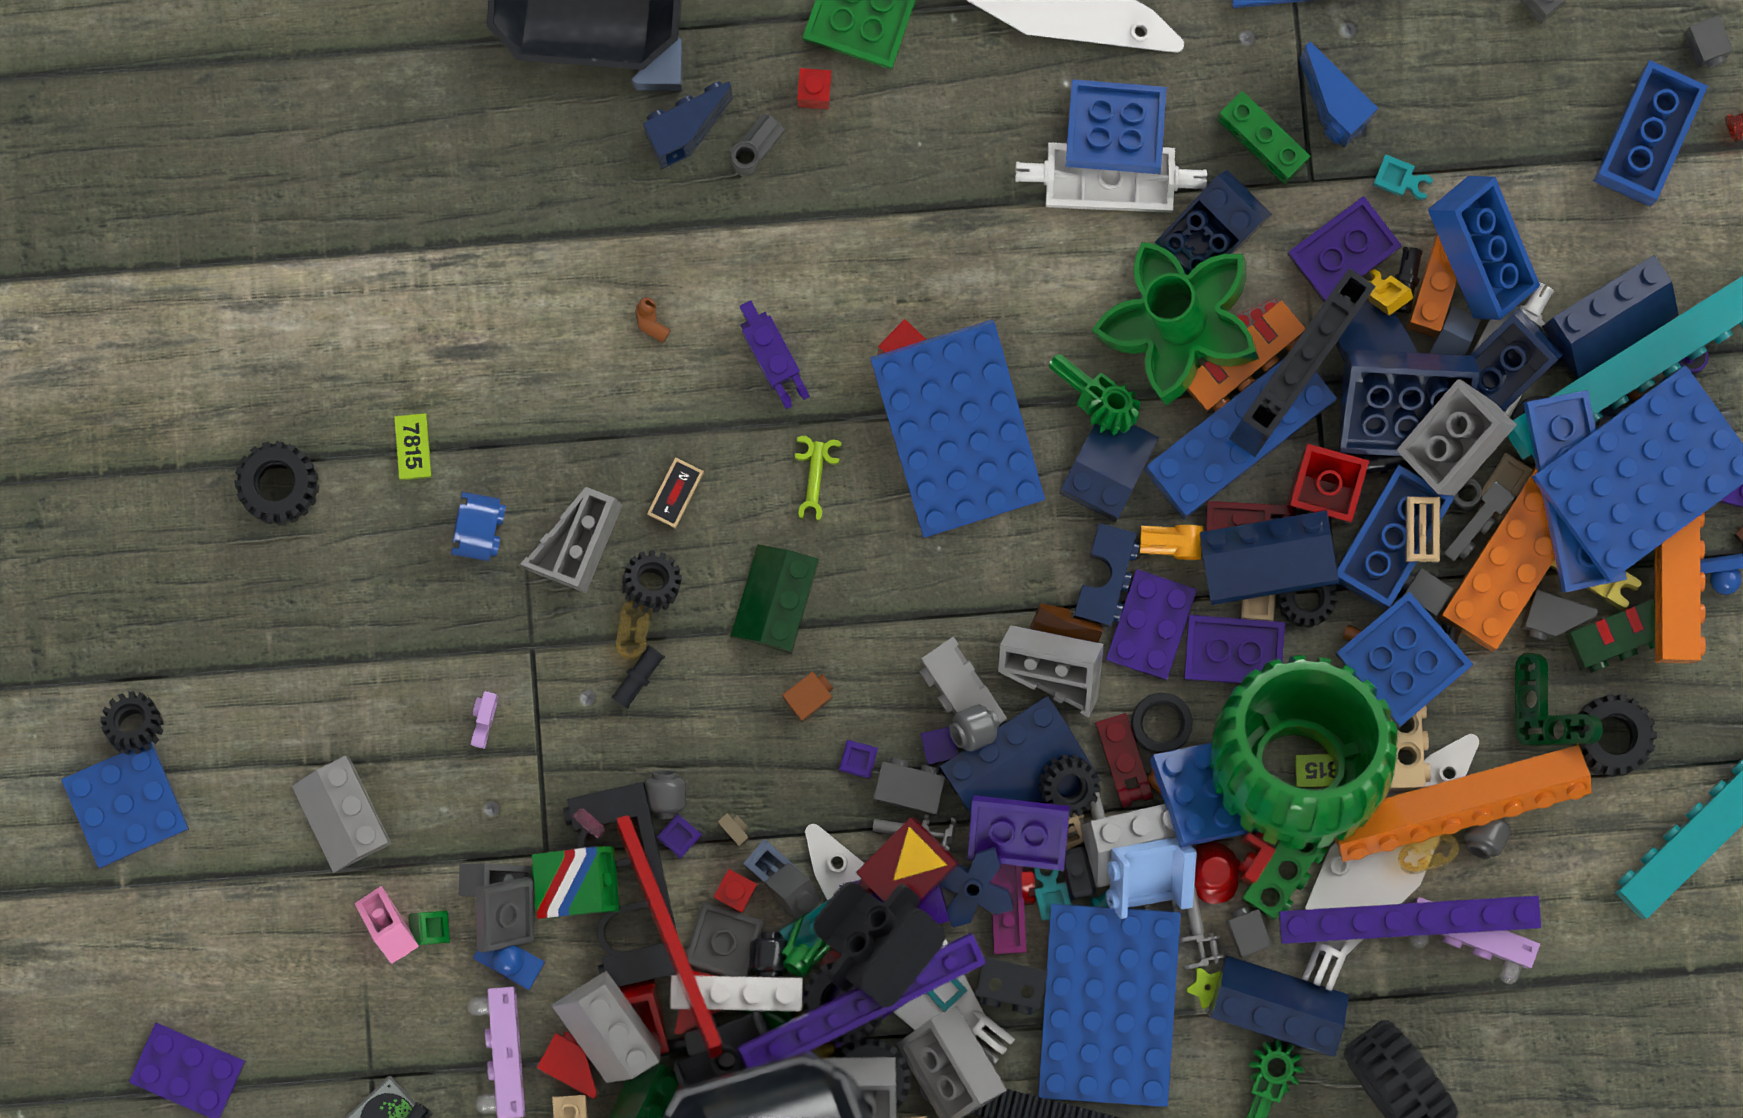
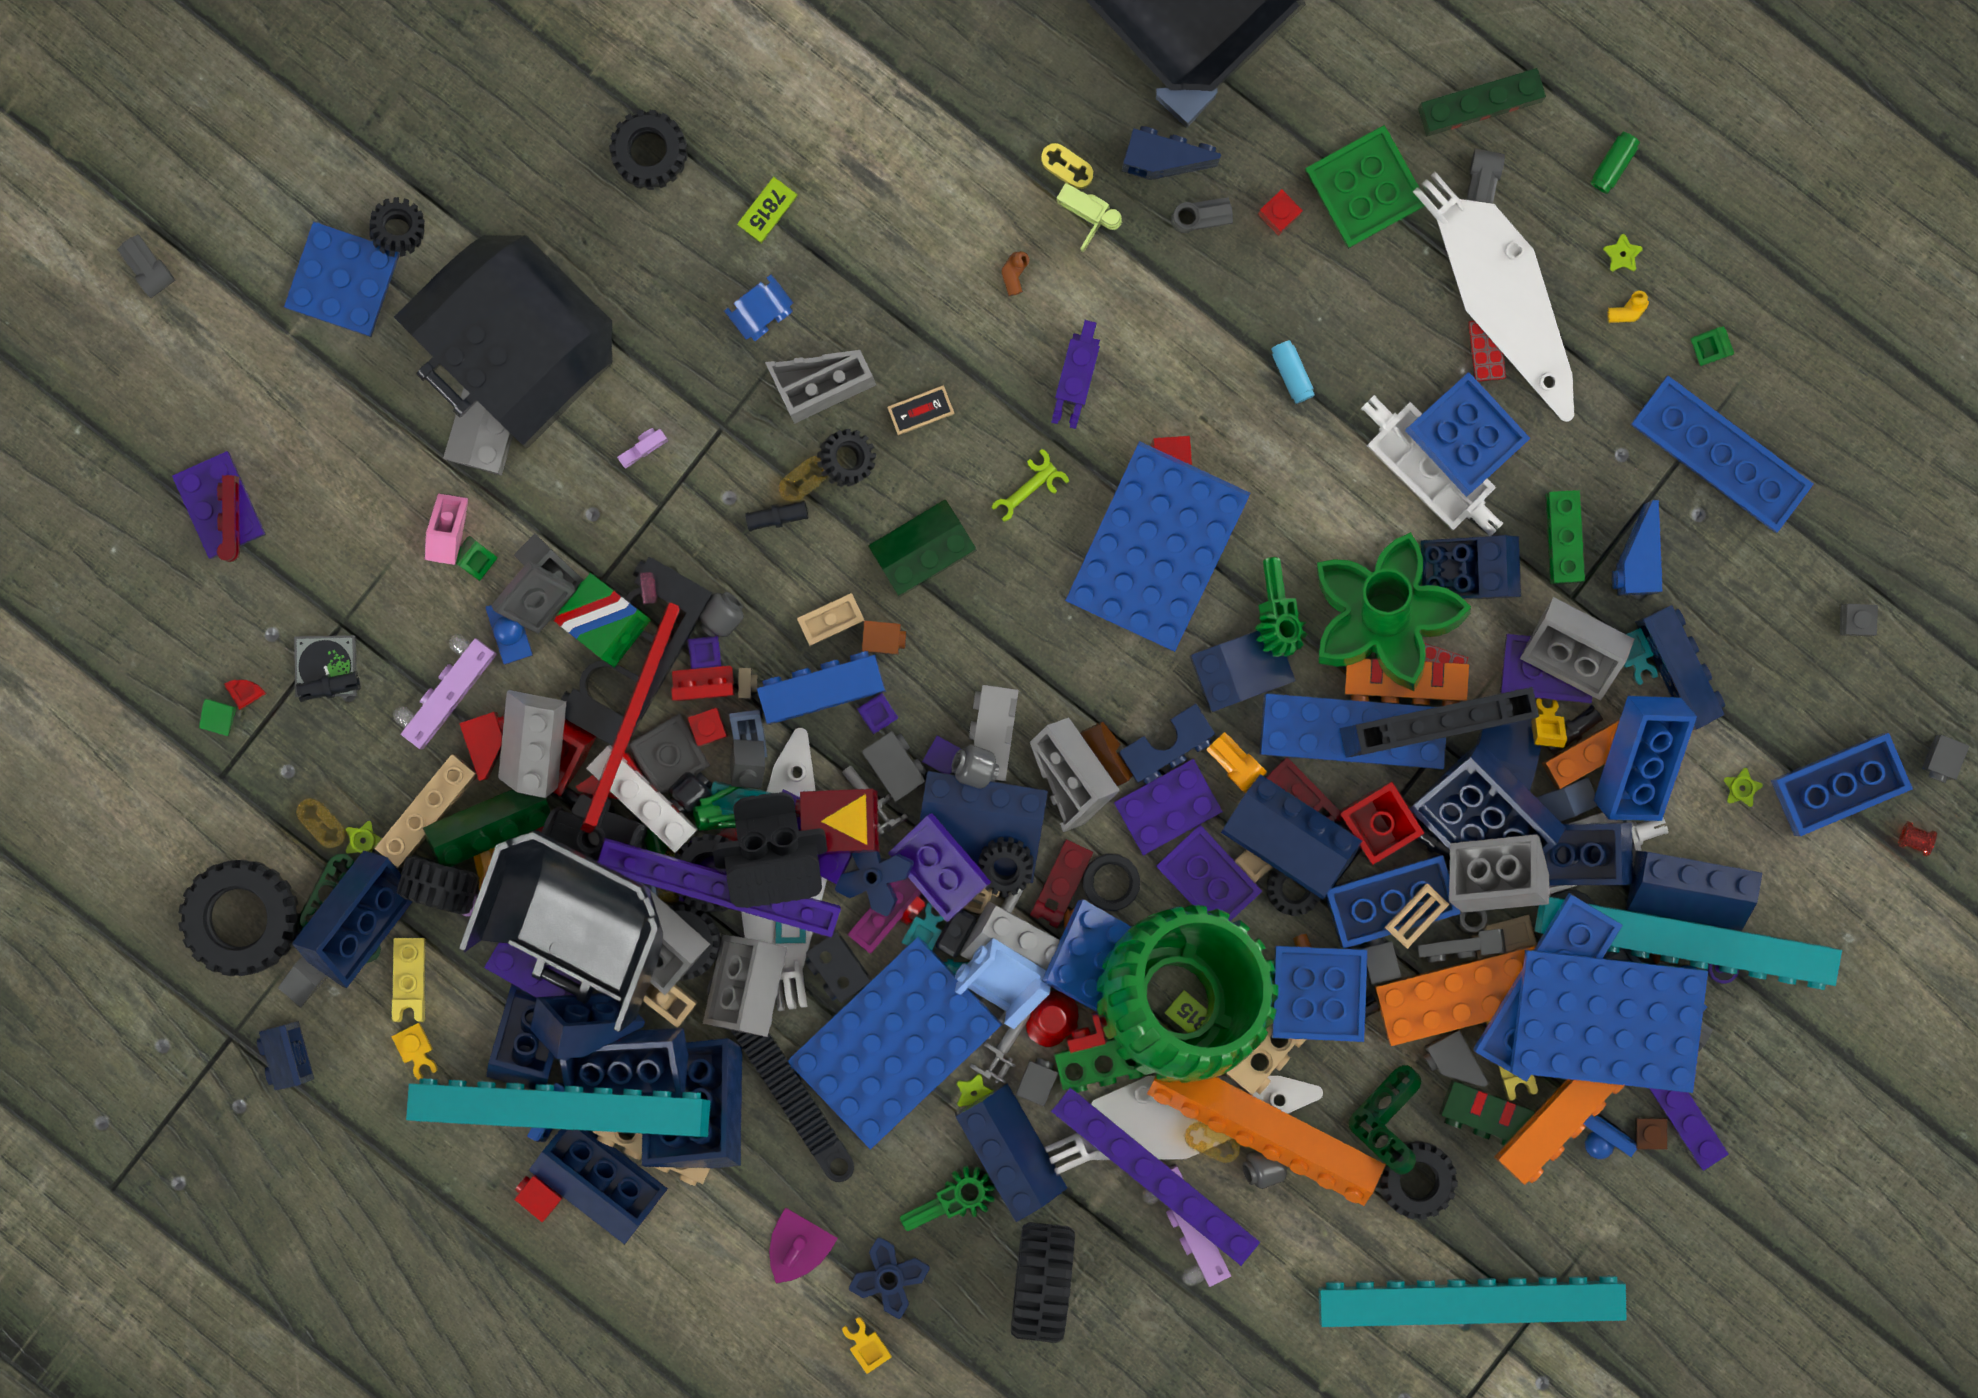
camera: 45 degrees right, 5 degrees up
(206, 1073) = (229, 519): none -> dark red plate
(297, 725) = (509, 334): none -> black windscreen
(616, 210) = (1071, 160): none -> light yellow beam
(664, 218) = (1089, 208): none -> yellowish green piece
(700, 860) = (702, 683): none -> red bracket
(754, 719) = (830, 619): none -> tan plate
(798, 778) = (821, 689): none -> blue brick
(936, 201) = (1292, 371): none -> medium azure piece
(1073, 55) = (1486, 356): none -> red tile
(1353, 213) = (1577, 648): none -> light grey slope
(1439, 154) = (1679, 666): none -> dark blue slope
(1583, 200) = (1750, 788): none -> lime plate

